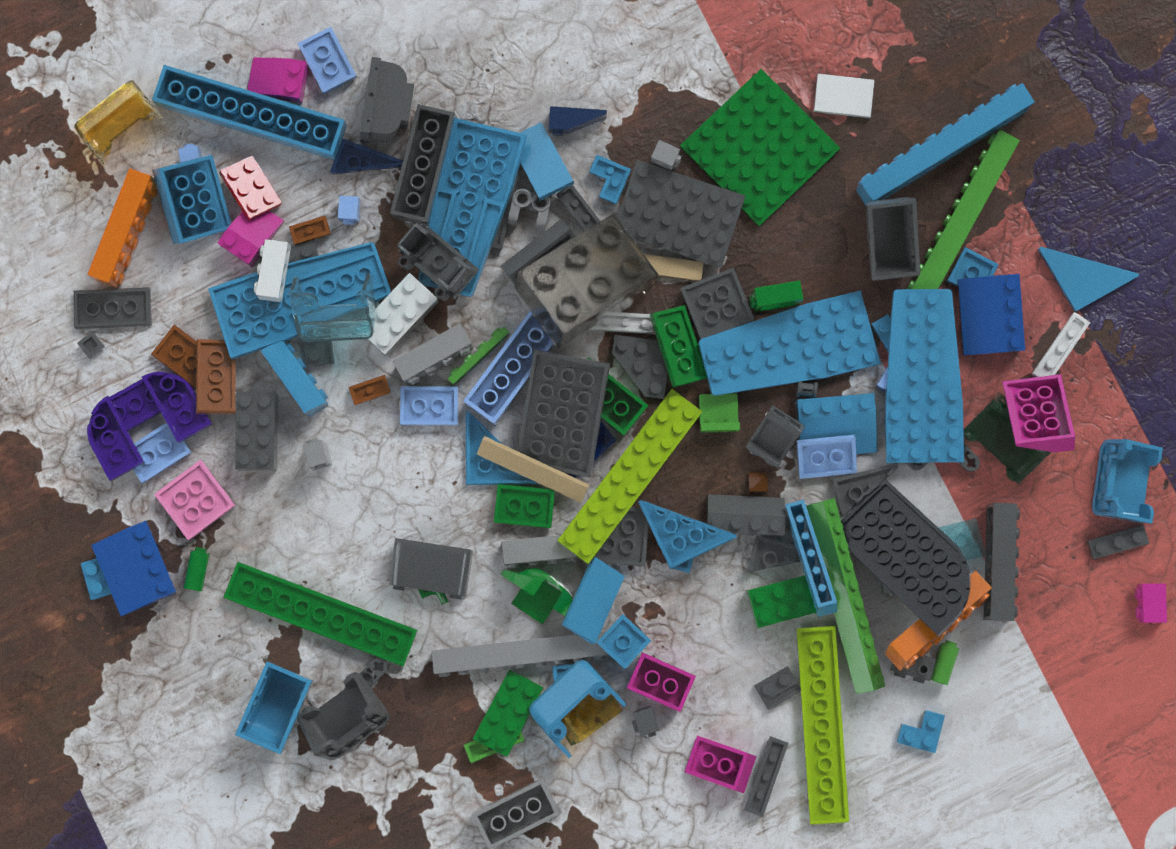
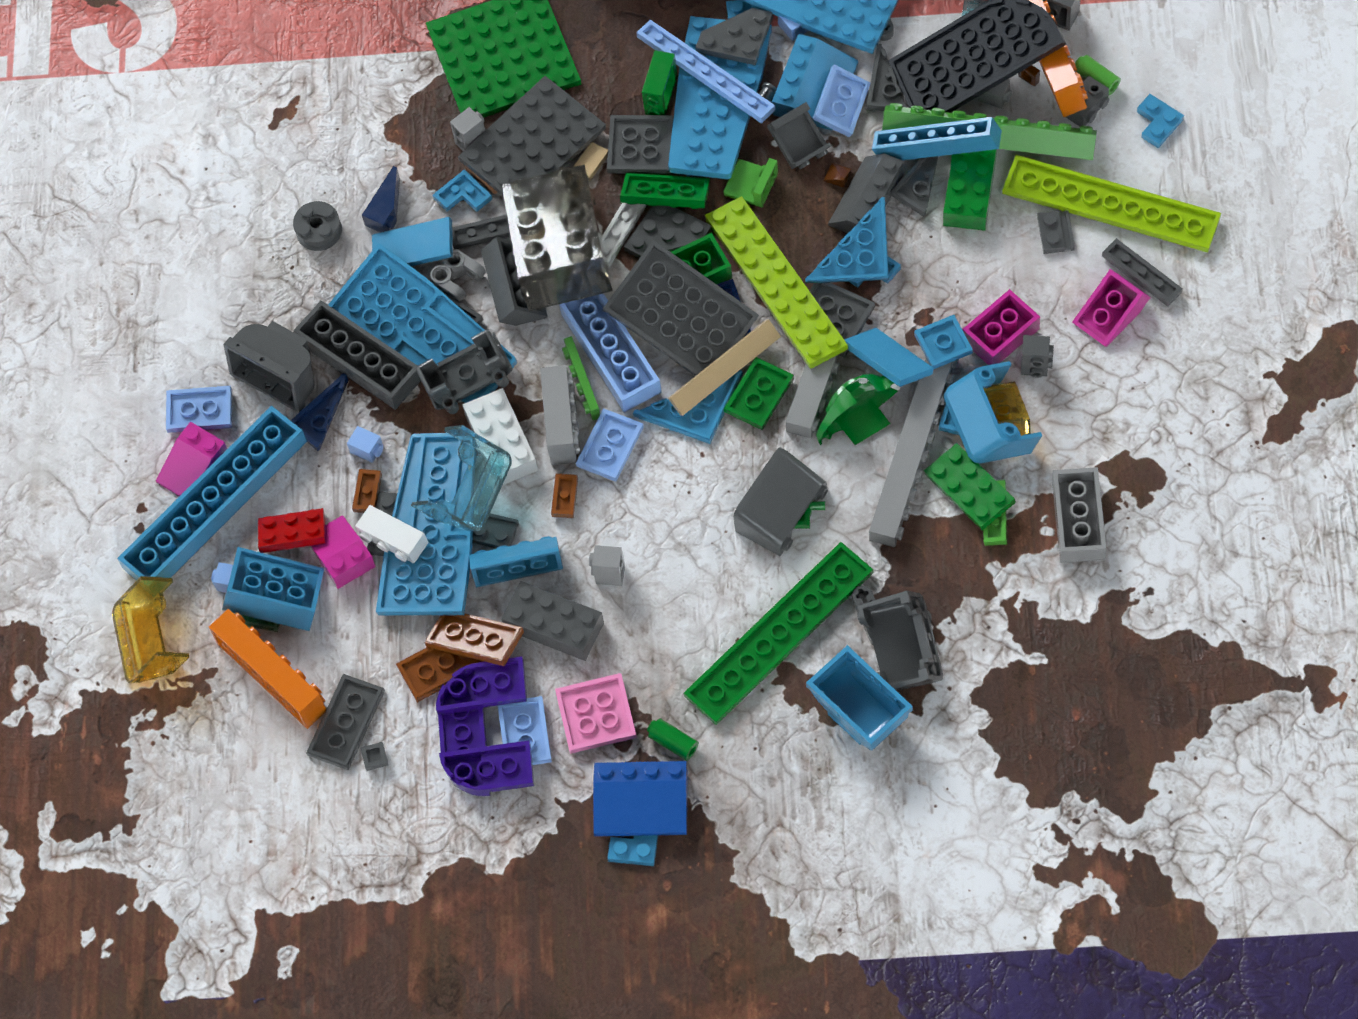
camera: 60 degrees left, 20 degrees down
(529, 61) = (315, 214): none -> dark grey wheel
(803, 330) = (707, 72): none -> light blue plate
(851, 341) = (737, 37): none -> dark grey plate

